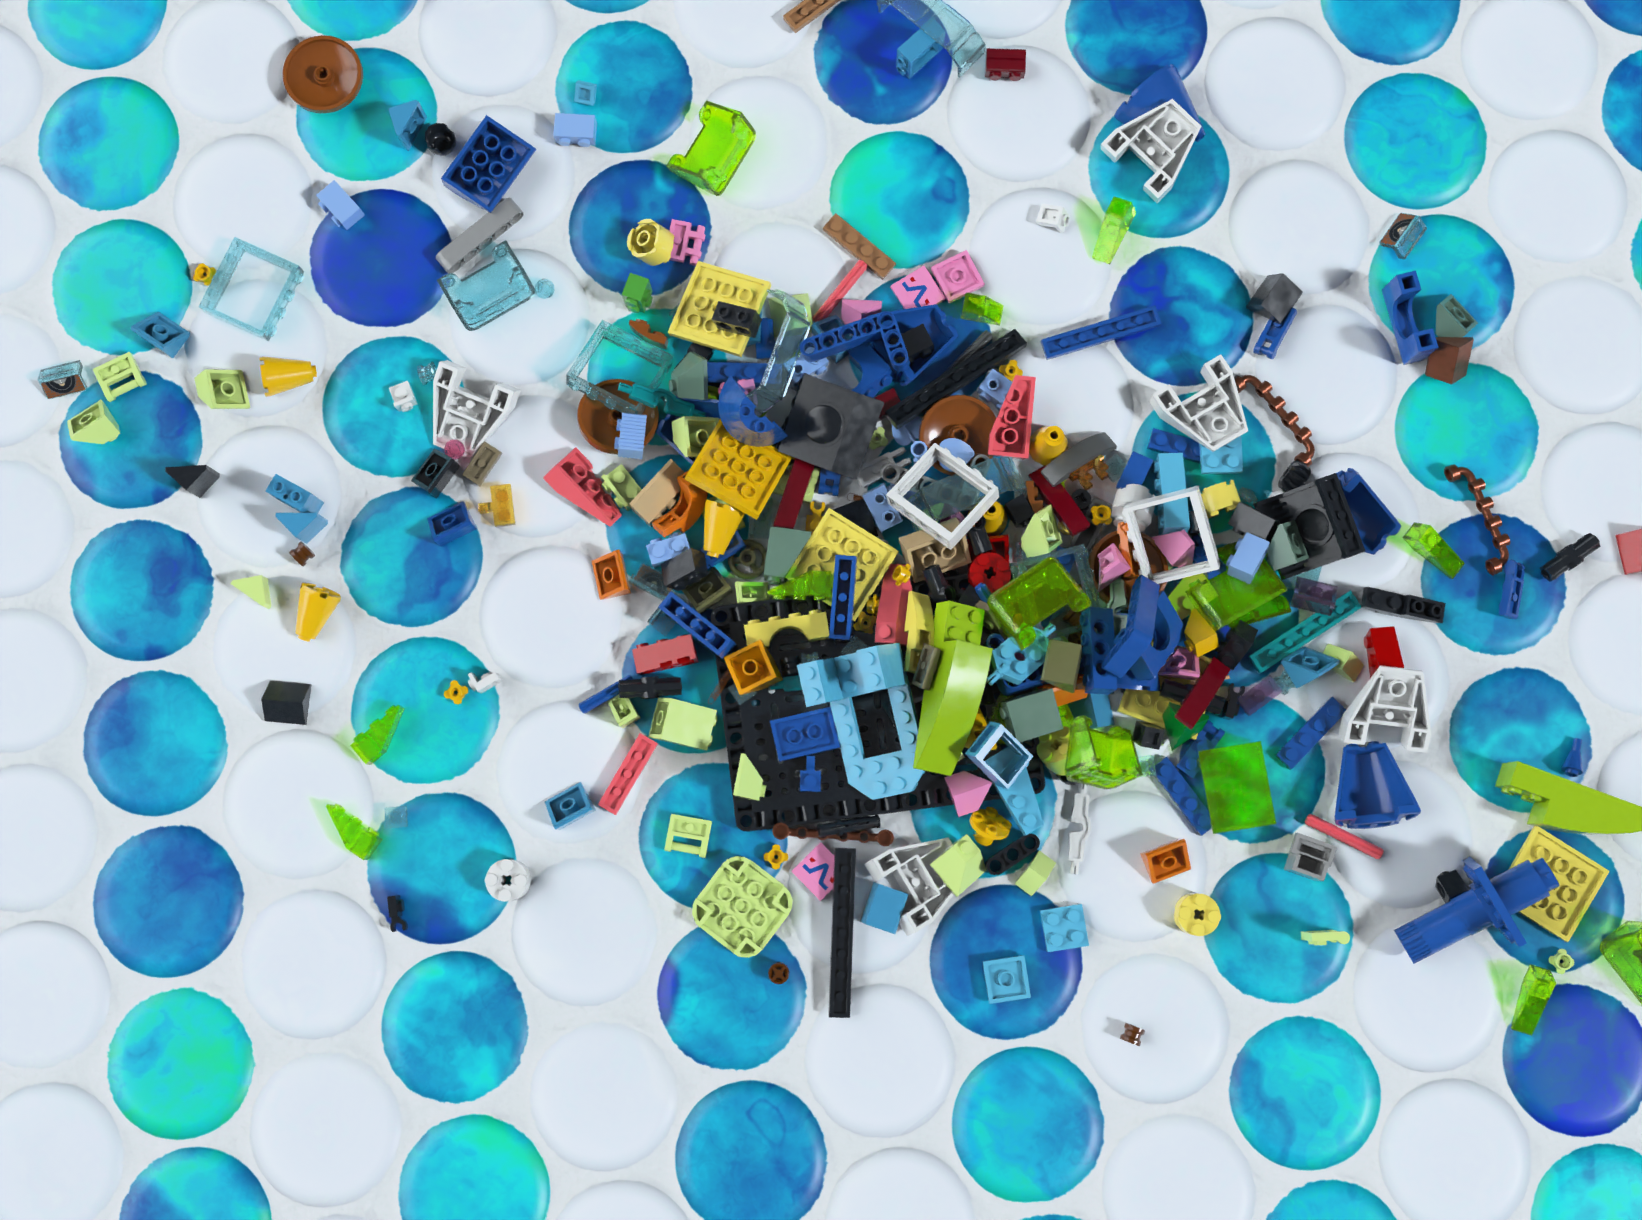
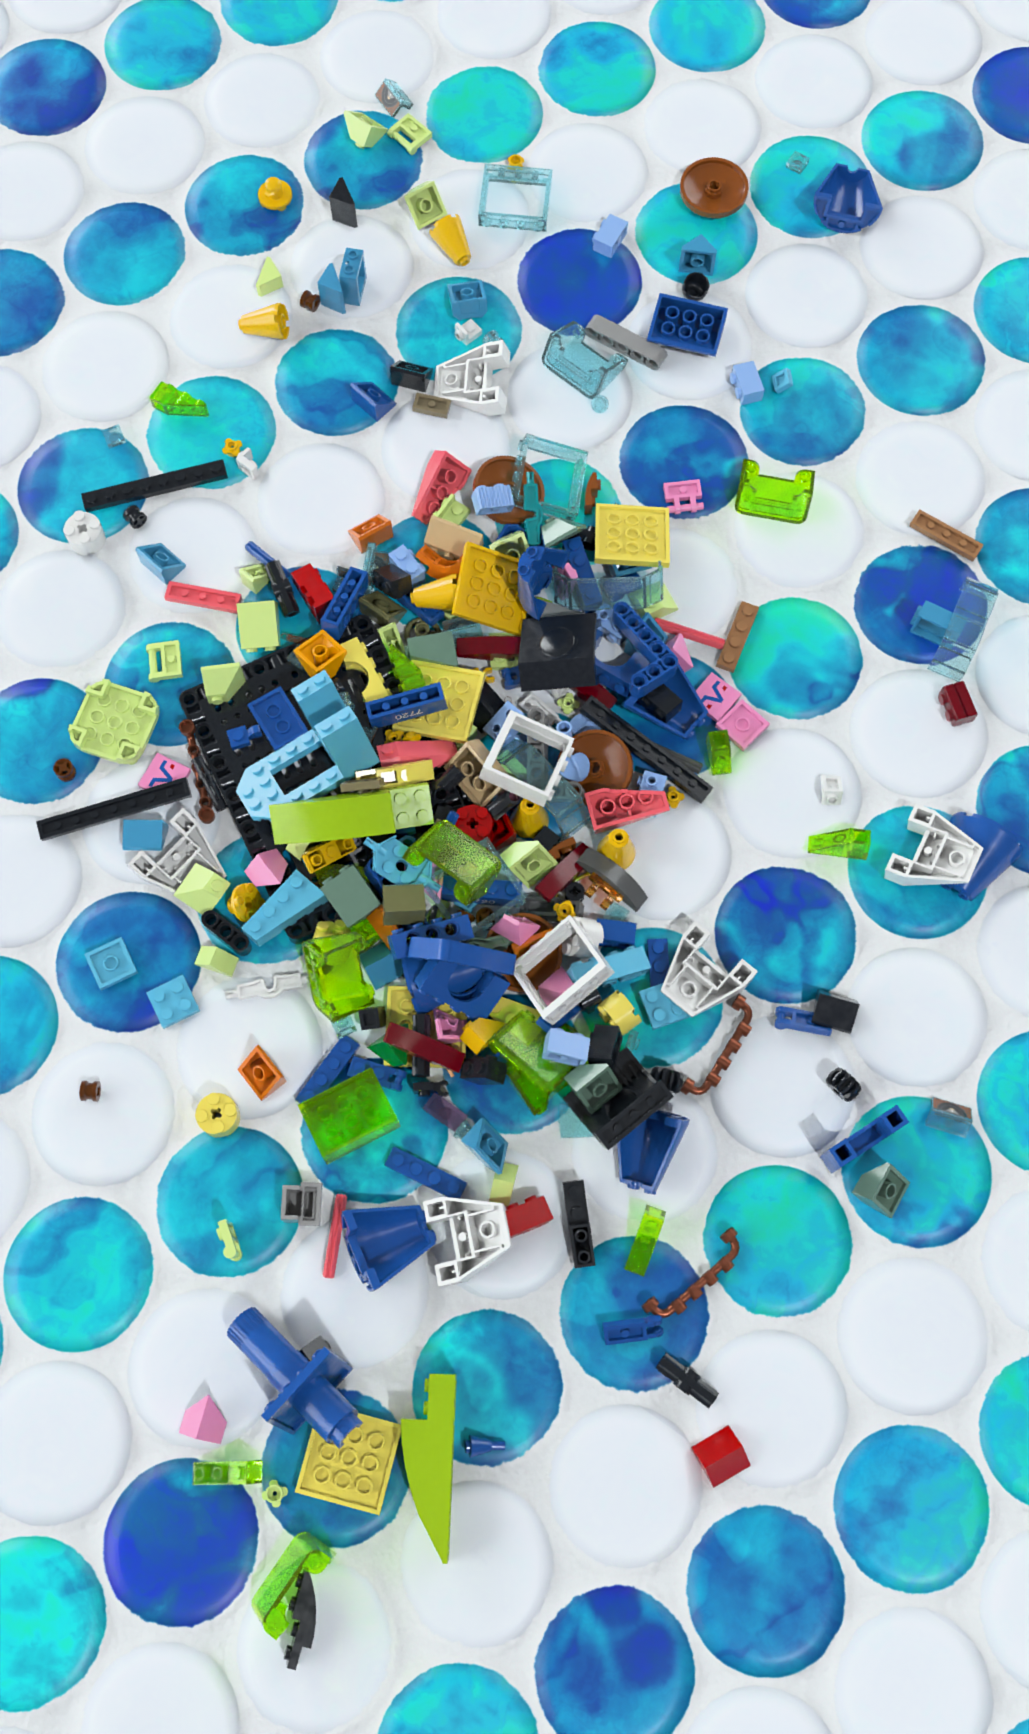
camera: 70 degrees right, 10 degrees down
(143, 551) = (275, 194): none -> yellow plate
(162, 333) = (454, 149): dark azure slope -> none
(286, 702) = (185, 329): black slope -> none
(353, 834) = (89, 410): clear neon green slope -> none
(364, 382) = (468, 299): none -> dark azure slope
(395, 908) = (37, 458): black plate -> none
(454, 449) = (436, 381): clear pink plate -> none
(472, 790) = (154, 485): none -> black plate
(501, 505) = (401, 430): clear yellow plate -> none
(506, 820) = (135, 517): none -> black wheel
(637, 293) = (621, 470): bright green brick -> none
(651, 242) = (670, 467): light yellow brick -> none
(736, 319) = (623, 544): black brick -> none
(776, 851) = (165, 731): yellow plate -> none
(901, 574) = (445, 750): yellow plate -> none
(983, 745) = (310, 855): dark azure window -> none
(1100, 332) = (740, 864): blue plate -> none
(1303, 633) = (521, 1138): teal plate -> none
(1314, 596) = (558, 1132): slope -> none
(1348, 317) = (843, 1084): none -> black gear
(1450, 359) = (841, 1195): copper slope -> none
(1482, 1010) = (204, 1421): none -> bright pink slope

